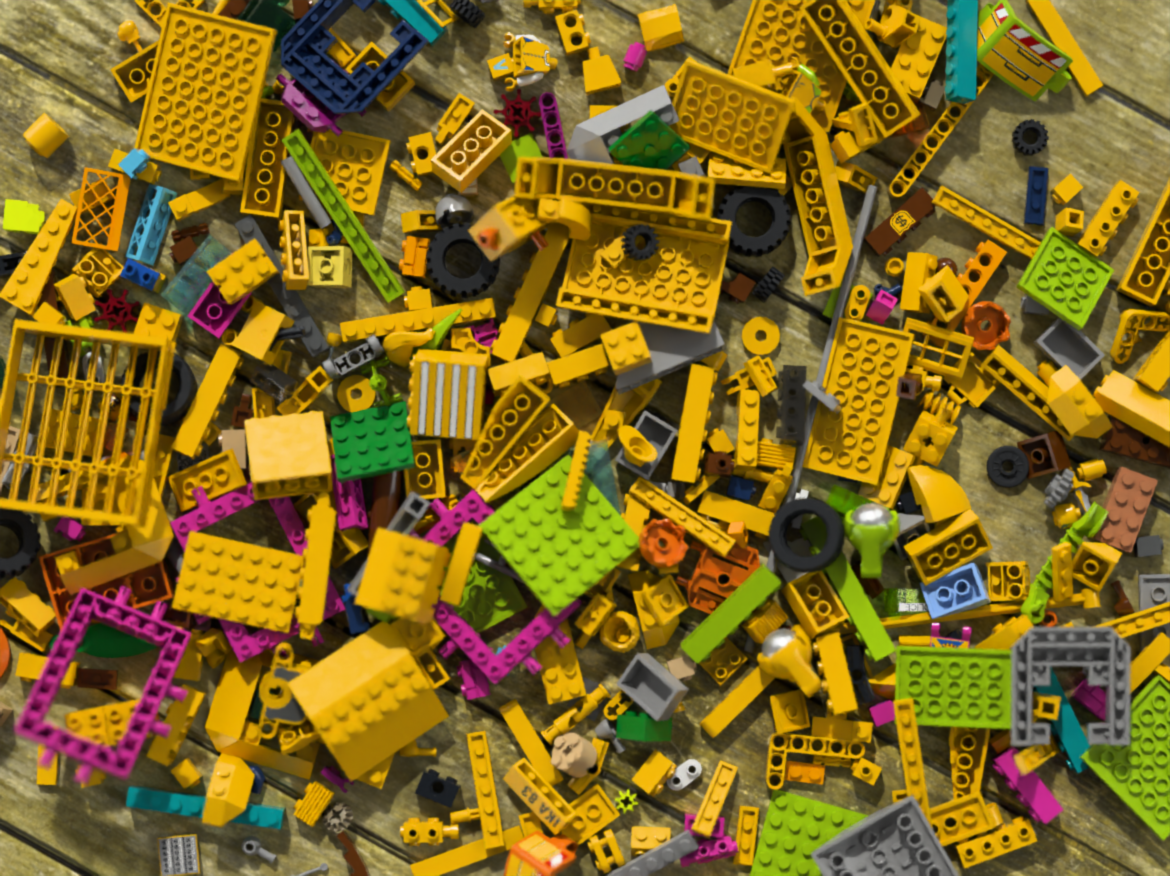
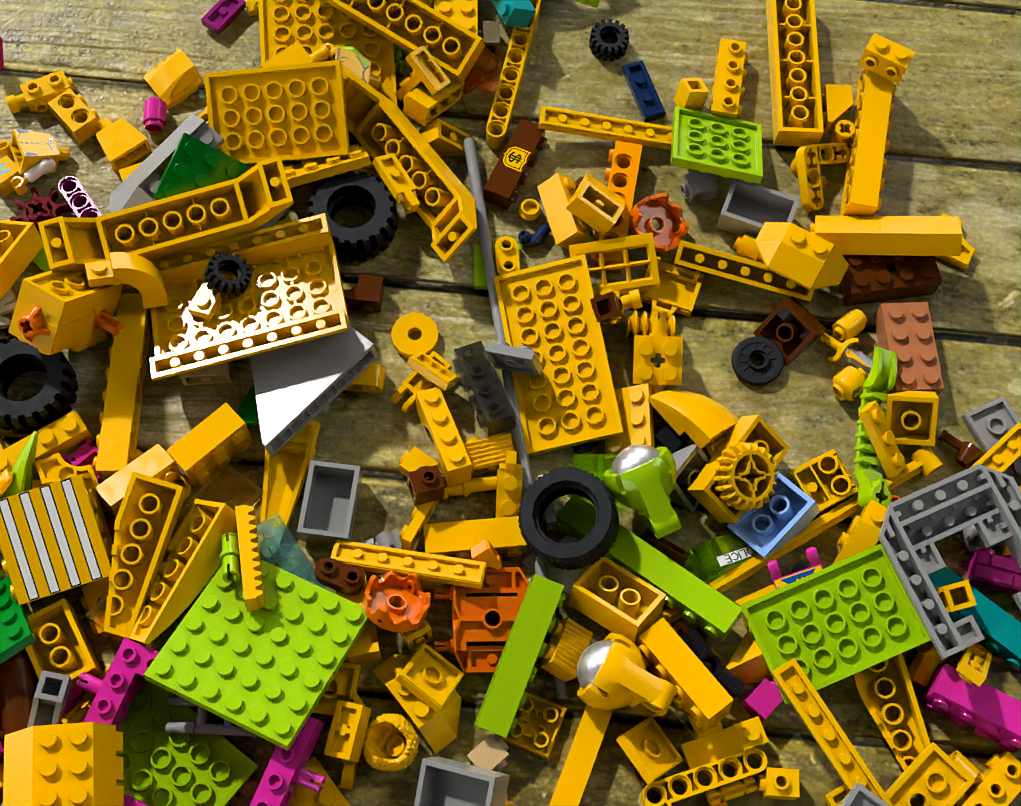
camera: 25 degrees left, 20 degrees down
(461, 563) = (138, 737): yellow slope -> none
(546, 316) = (152, 409): yellow plate -> none
(563, 465) = (230, 557): none -> lime pin
(579, 334) = (210, 396): yellow brick -> none
(614, 420) = (280, 490): yellow plate -> none
(626, 348) = (256, 392): yellow brick -> none
(630, 507) = (338, 576): none -> reddish brown plate
(636, 447) = (316, 504): yellow piece -> none
(692, 424) = (377, 454): yellow brick -> none
(741, 488) = (466, 506): dark blue brick -> none
(768, 284) = (398, 274): black tyre -> none
(799, 209) = (397, 181): none -> yellow hinge
(881, 307) = (535, 249): dark pink brick -> none
(944, 554) = (750, 491): none -> yellow gear
(1058, 488) = (826, 354): light grey gear -> none
(1066, 189) = (671, 70): yellow brick -> none
(1148, 546) = (956, 378): dark grey brick -> none

